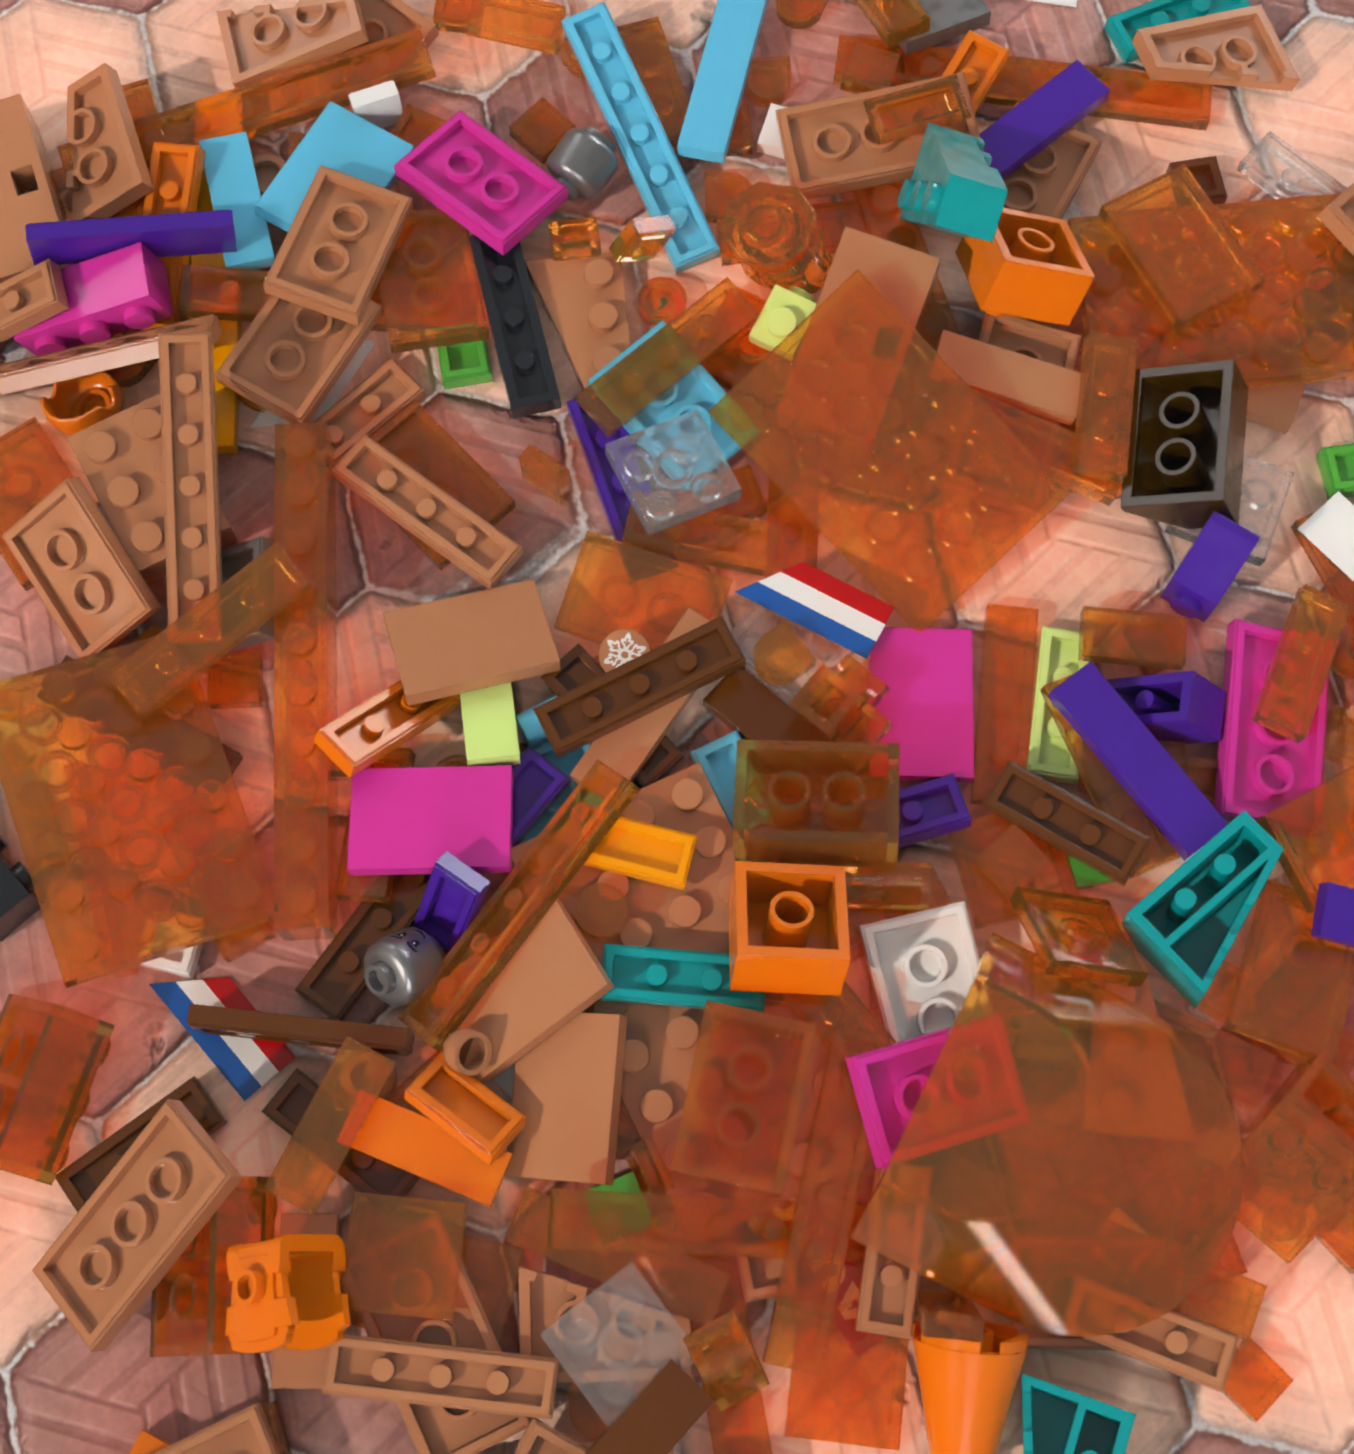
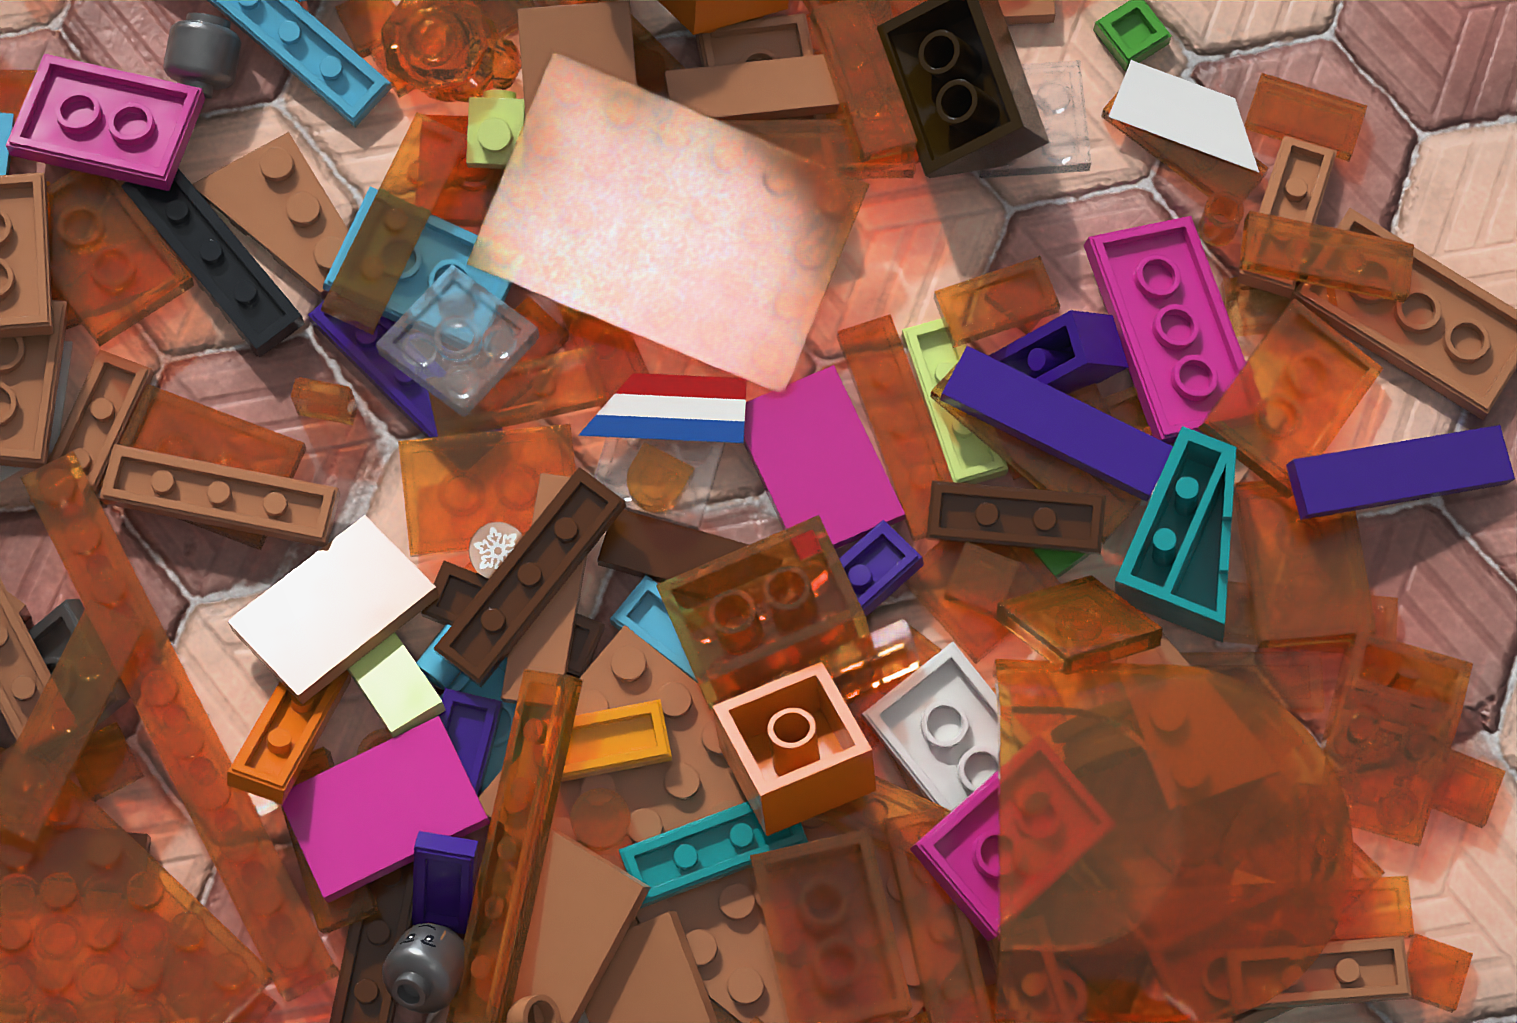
camera: 25 degrees left, 0 degrees up
(464, 364) = (180, 323): bright green tile -> none
(540, 129) = (139, 35): clear orange tile -> none
(574, 239) = (232, 138): clear orange tile -> none
(642, 238) = (306, 108): clear orange tile -> none
(661, 300) = (356, 164): clear orange tile -> none
(843, 703) = (740, 499): clear orange brick -> none
(1209, 567) = (1039, 198): dark purple slope -> none
(1301, 663) = (1172, 252): clear orange tile -> none

